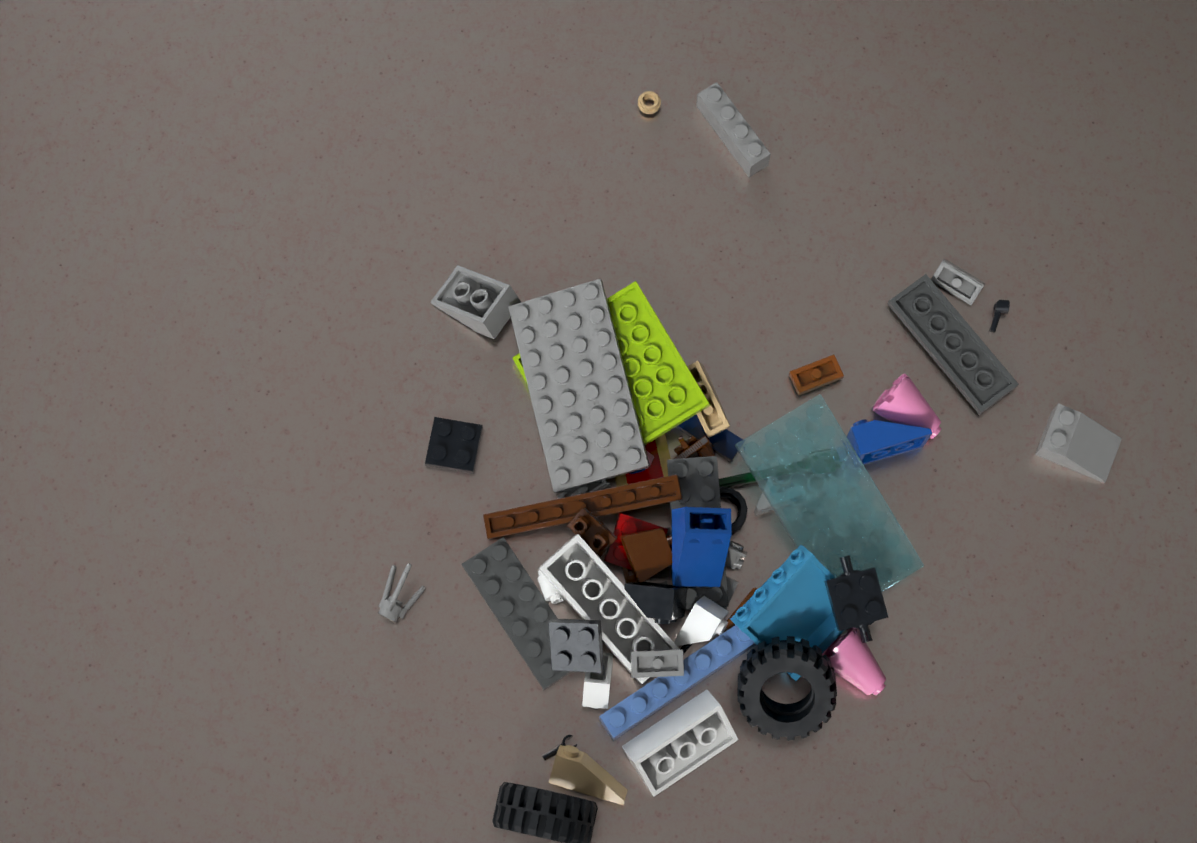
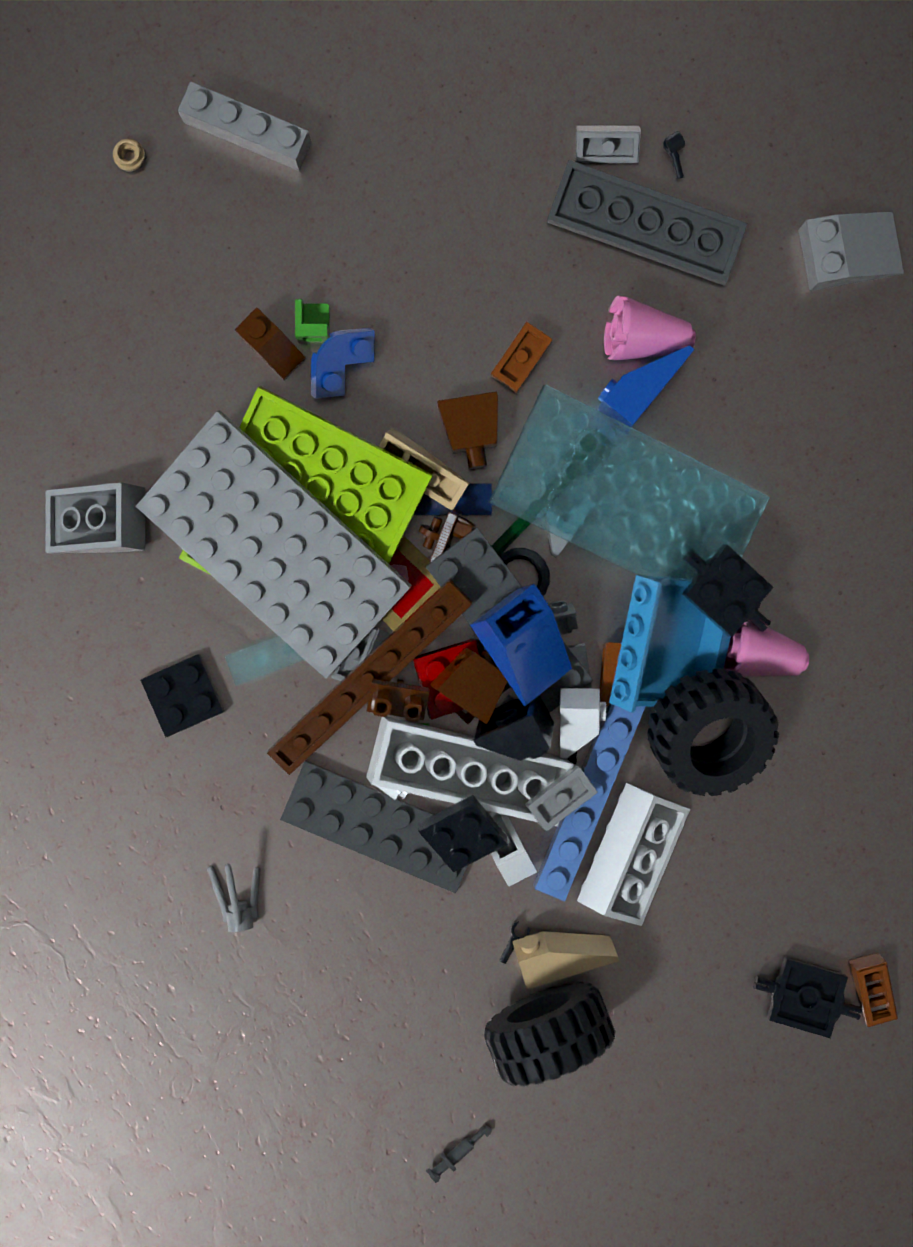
camera: 30 degrees left, 15 degrees up
(520, 456) = (261, 660): none -> clear light blue tile
(660, 265) = (270, 343): none -> reddish brown slope
(695, 270) = (311, 322): none -> bright green panel
(695, 296) = (329, 362): none -> blue plate
(756, 395) = (471, 425): none -> reddish brown torso

